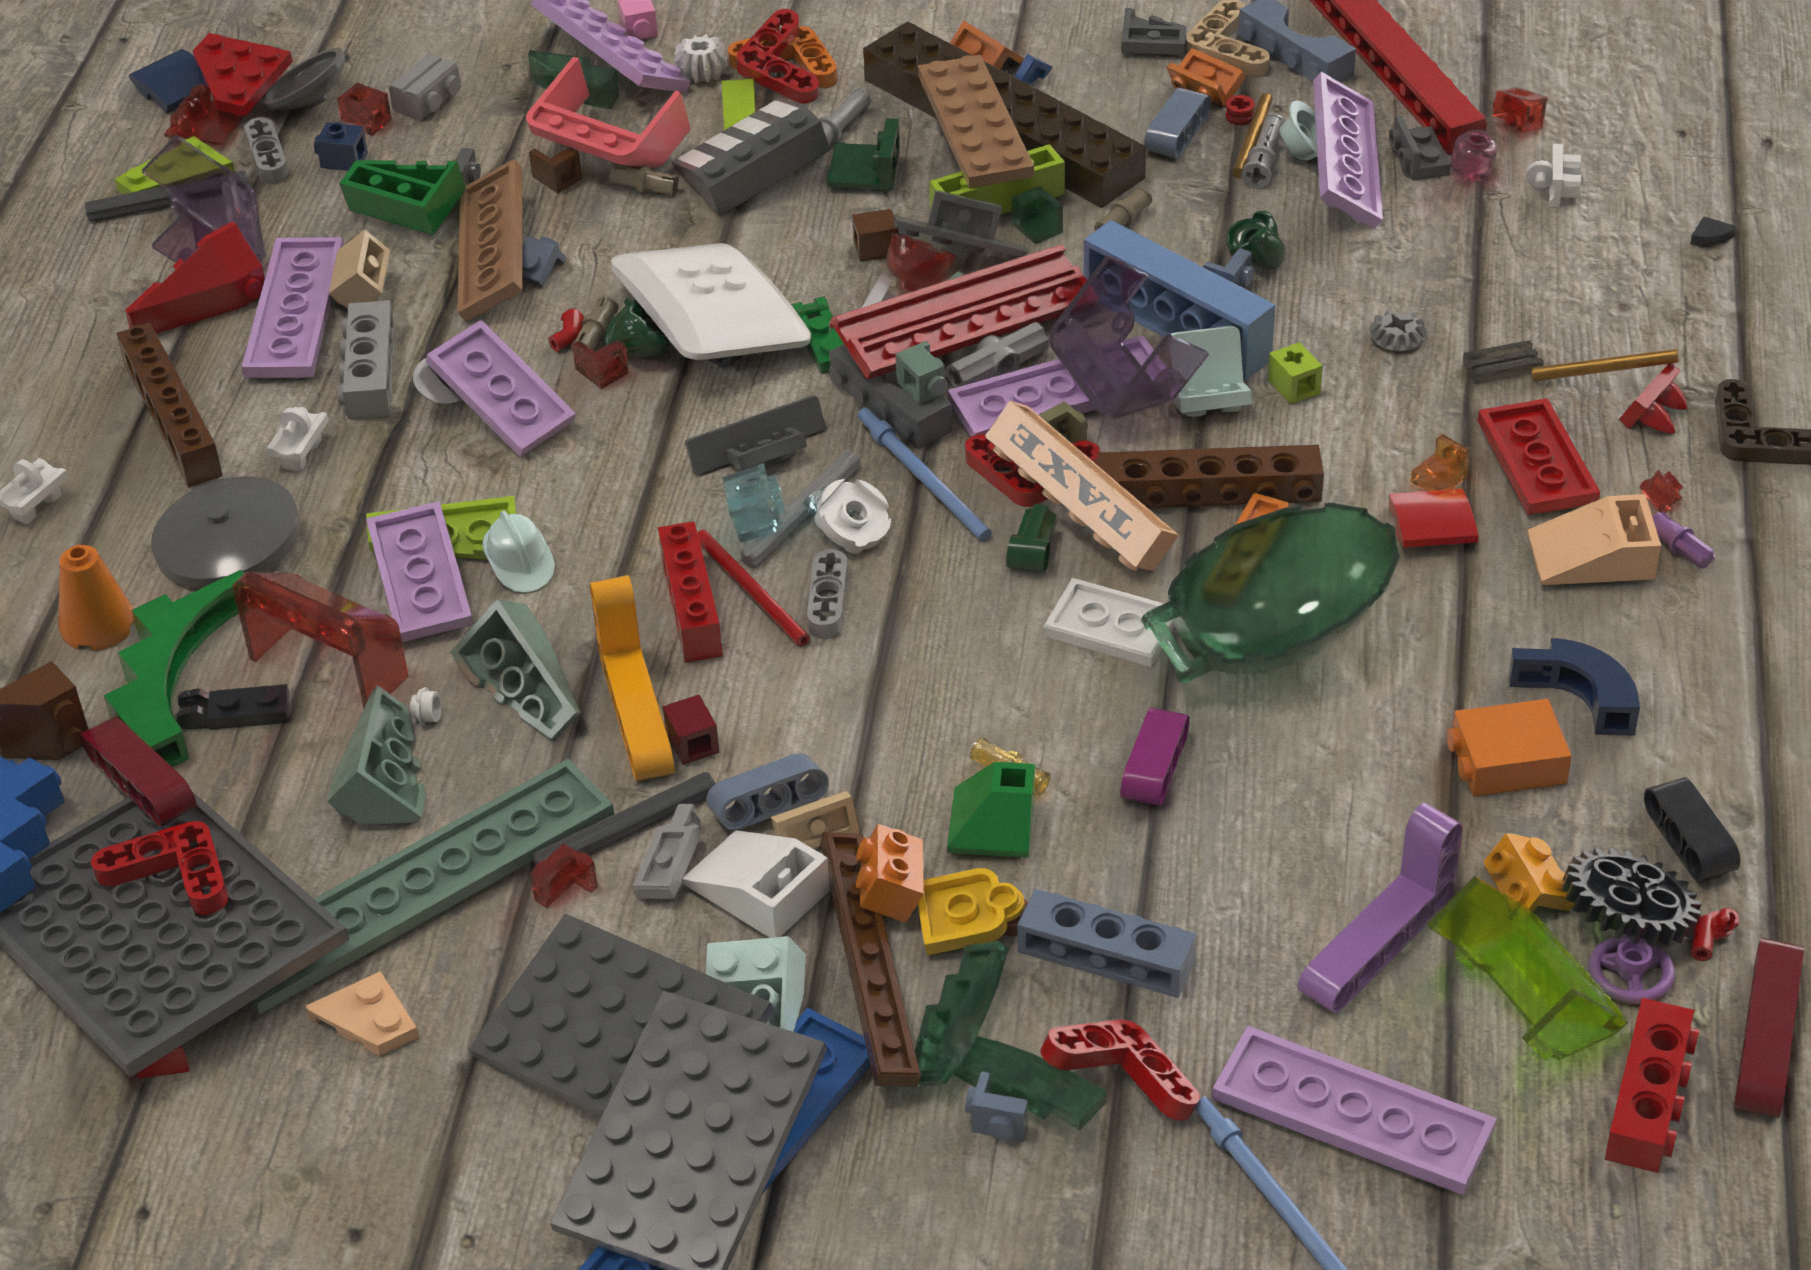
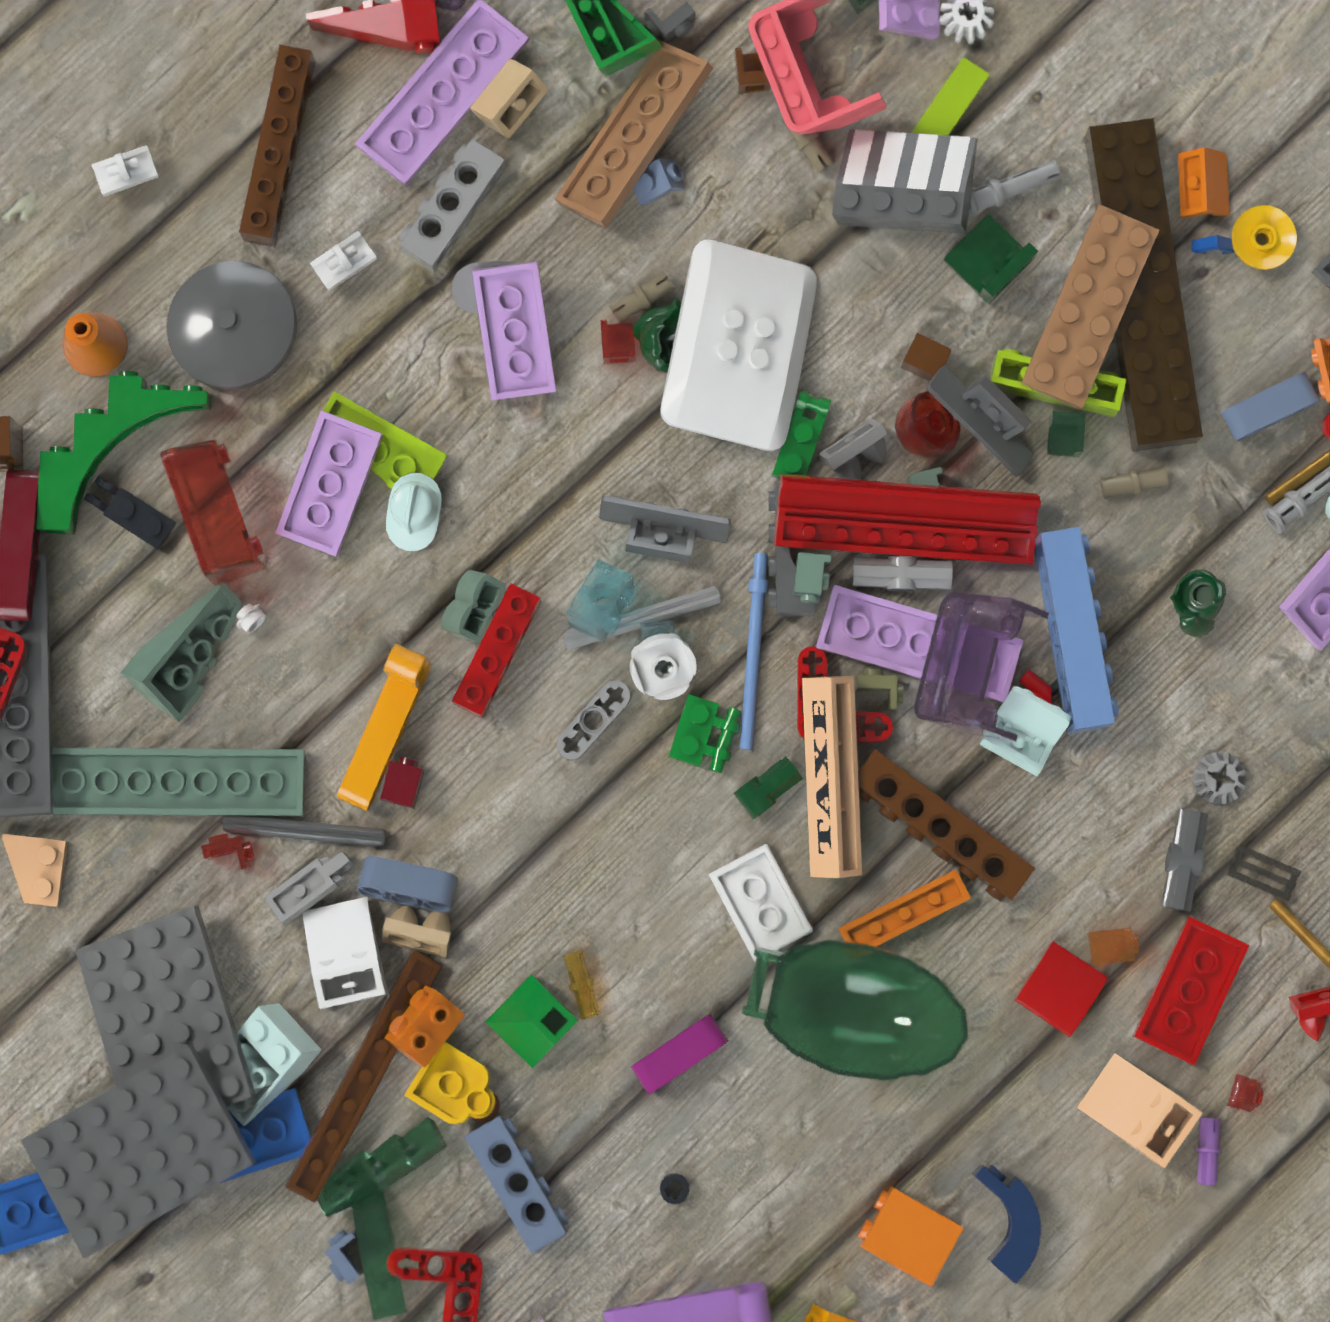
camera: 35 degrees right, 40 degrees up
(517, 664) = (336, 624): sand green wedge -> none
(571, 328) = (623, 286): red arm -> none
(639, 558) = (474, 601): none -> sand green brick
(753, 588) = (549, 670): red piece -> none
(759, 61) = (1017, 57): red beam -> none
(801, 49) = (1060, 59): orange beam -> none
(927, 549) = (694, 731): none -> green plate
(1064, 47) = (1277, 230): none -> yellow dish
(1237, 270) = (1154, 627): sand blue bracket -> none
(1260, 847) = (683, 1193): none -> black bush
(1295, 364) = (1087, 774): lime brick -> none
(1432, 385) = (1184, 860): none -> dark grey piece

